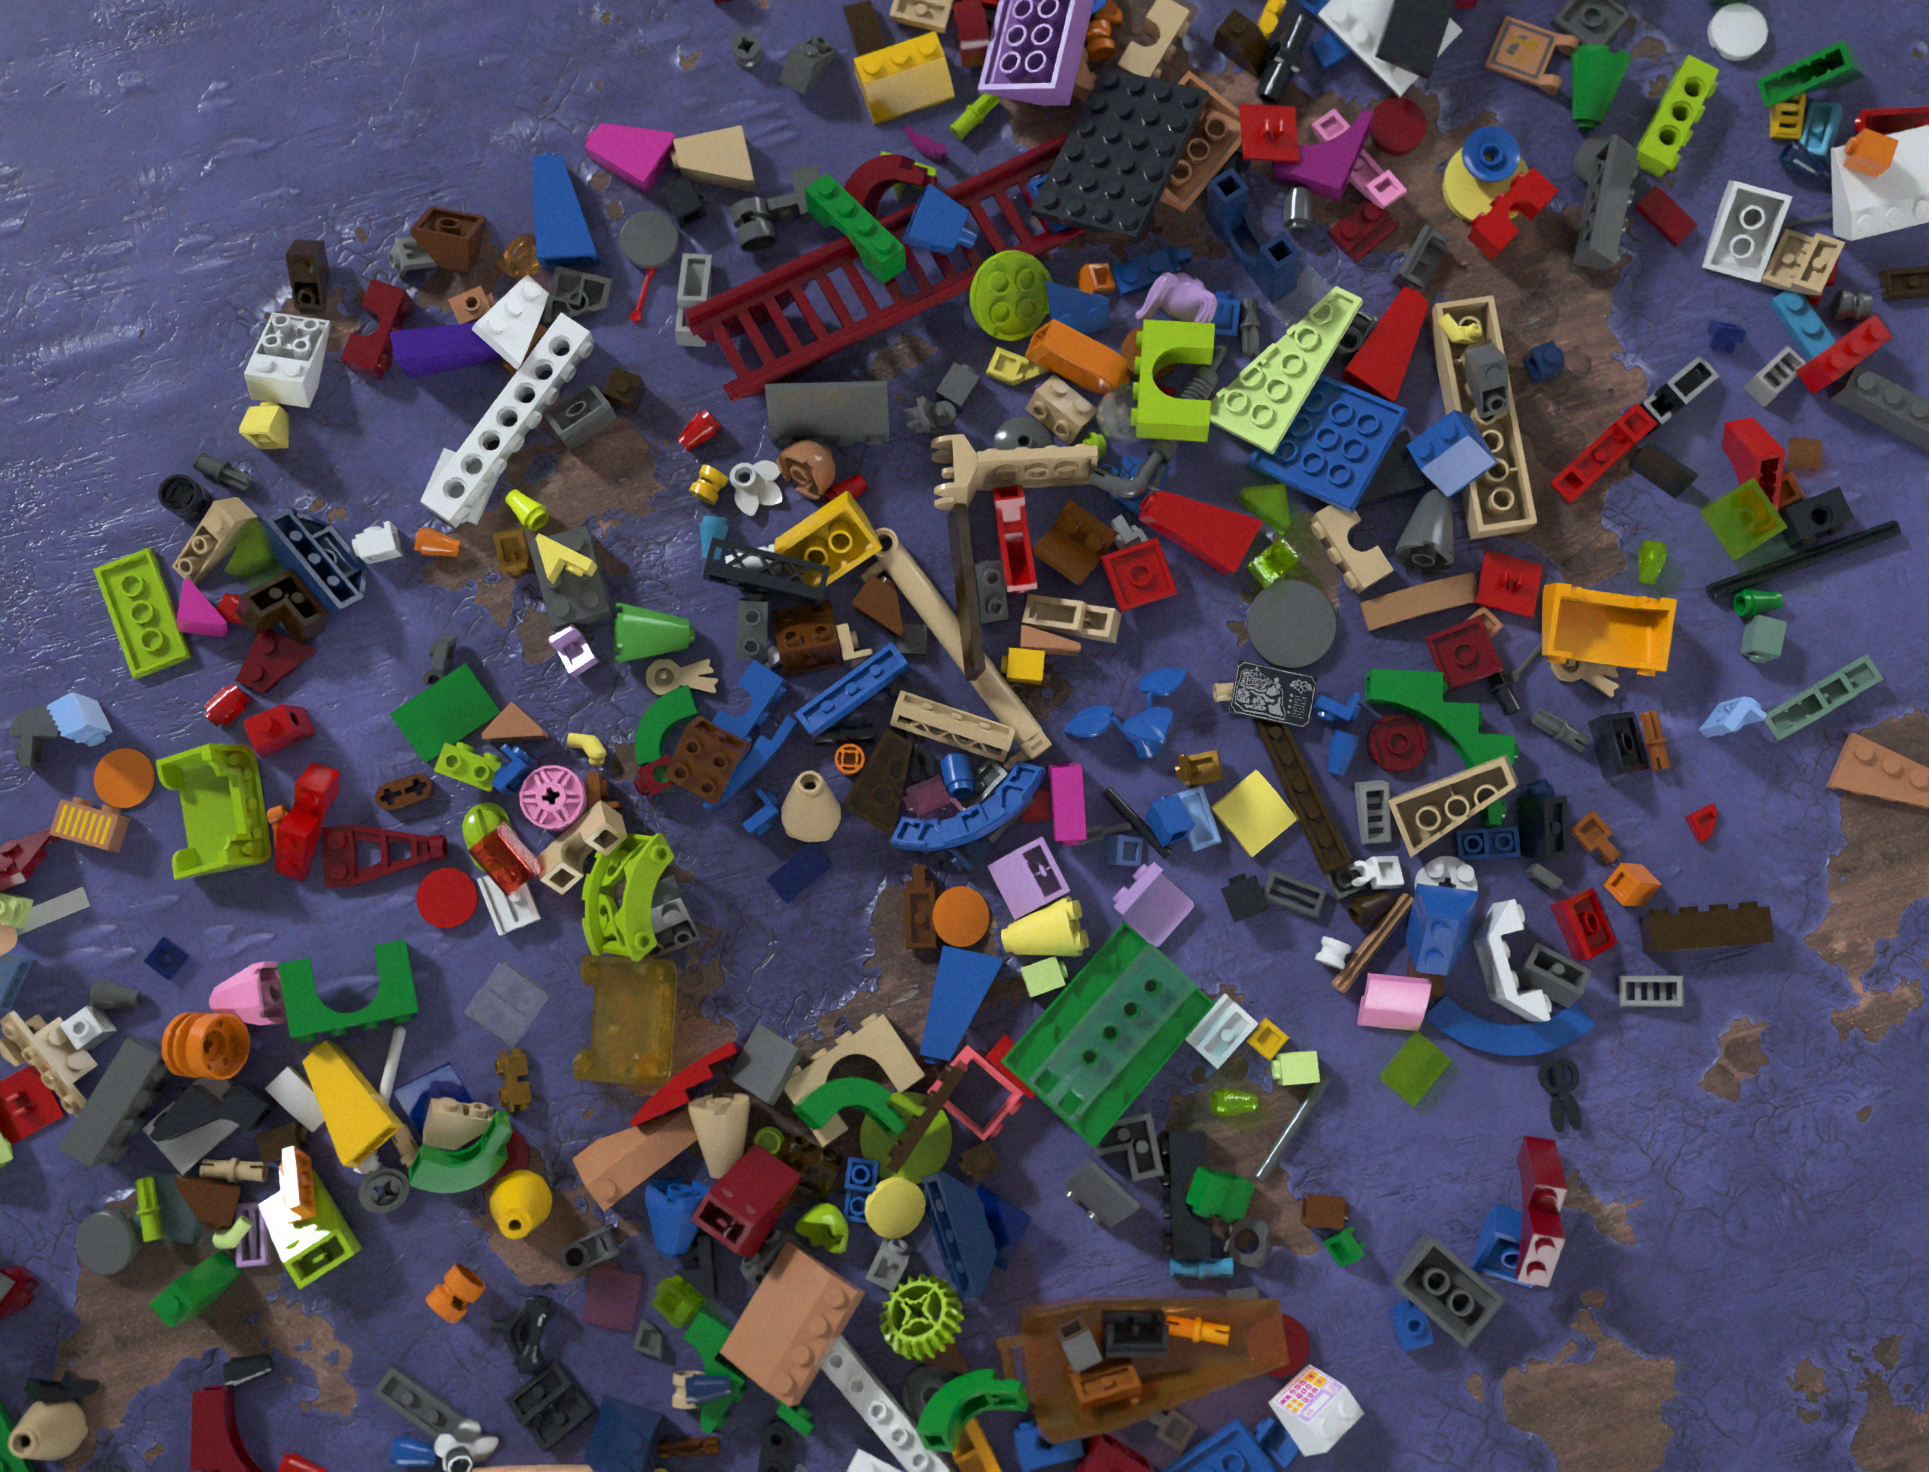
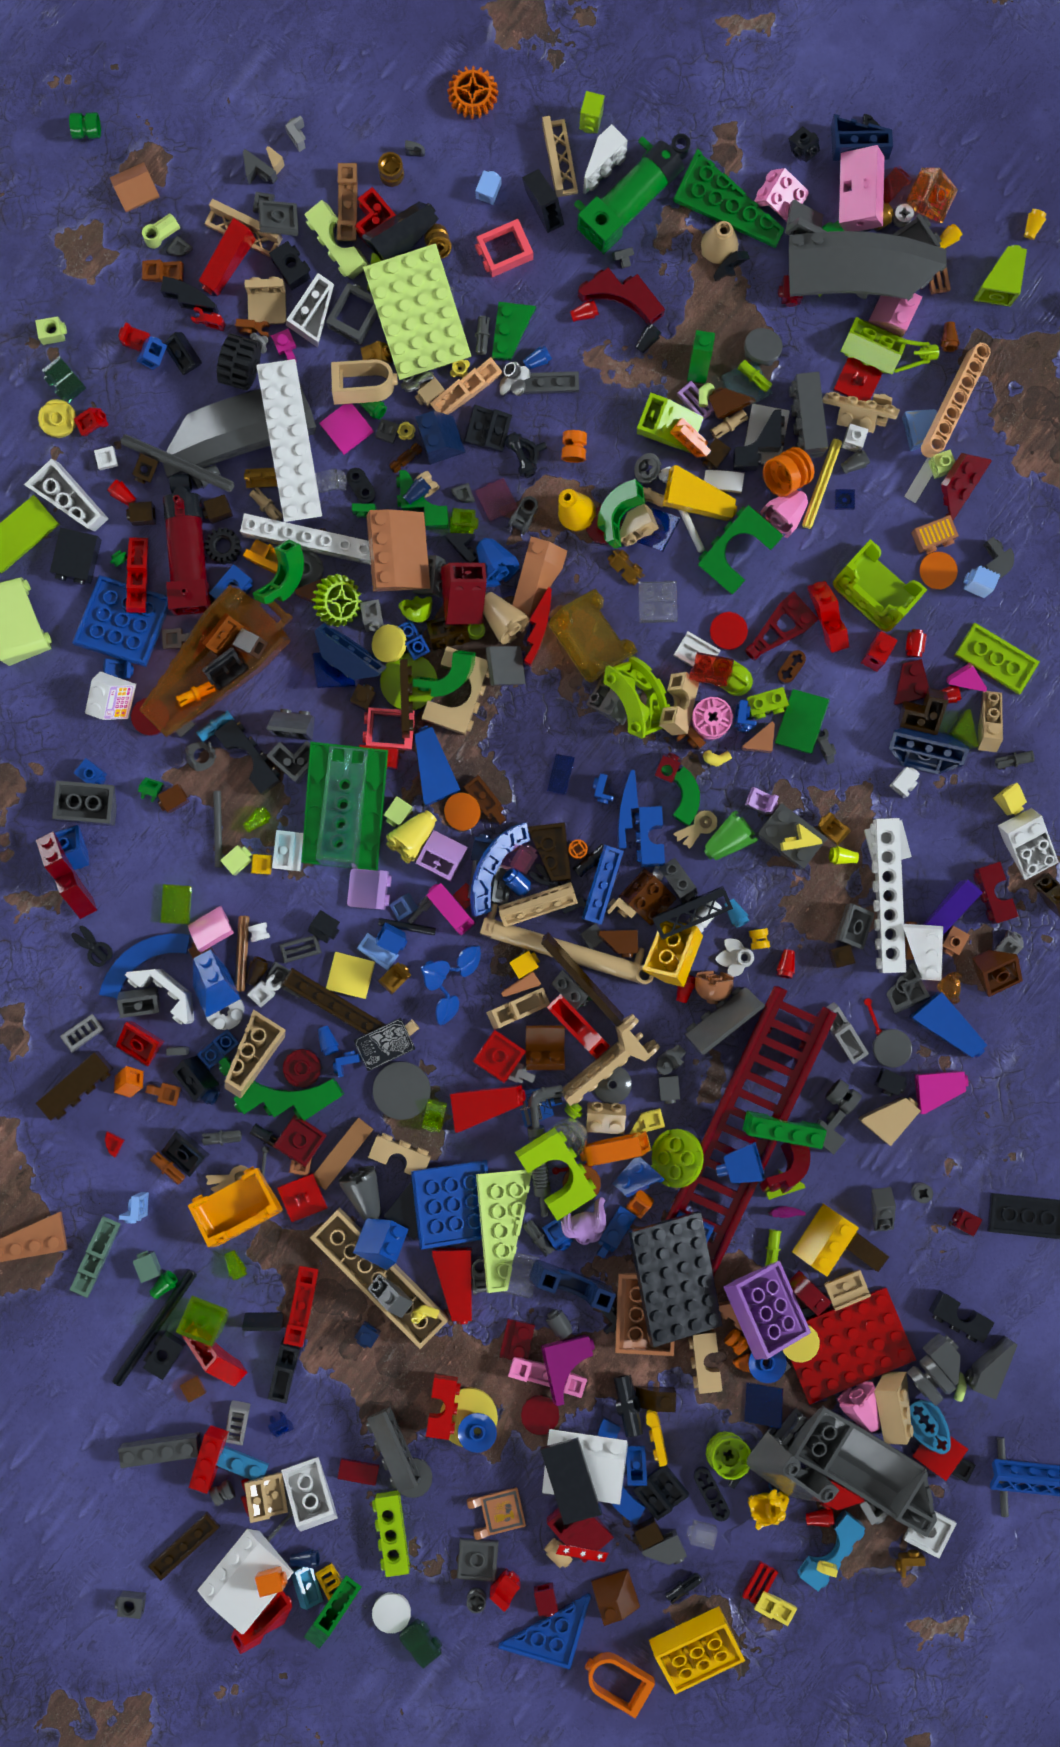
camera: 145 degrees right, 5 degrees up
(179, 1000) = (822, 483): none -> light yellow axle
(184, 497) = (1021, 731): black wheel -> none
(275, 816) = (846, 607): orange hand -> none
(434, 543) = (875, 804): orange cone -> none
(706, 759) = (649, 794): reddish brown bracket -> none
(810, 809) = (577, 807): tan cone -> none
(1219, 1194) = (231, 767): green brick -> none
(1268, 504) = (459, 1146): clear neon green slope -> none
(1269, 133) = (605, 1352): red piece -> none
(1363, 813) = (289, 1032): light grey slope -> none
(1422, 260) = (472, 1344): dark grey hinge -> none
(1595, 82) = (448, 1517): green cone -> none
(1790, 490) = (187, 1361): orange slope -> none

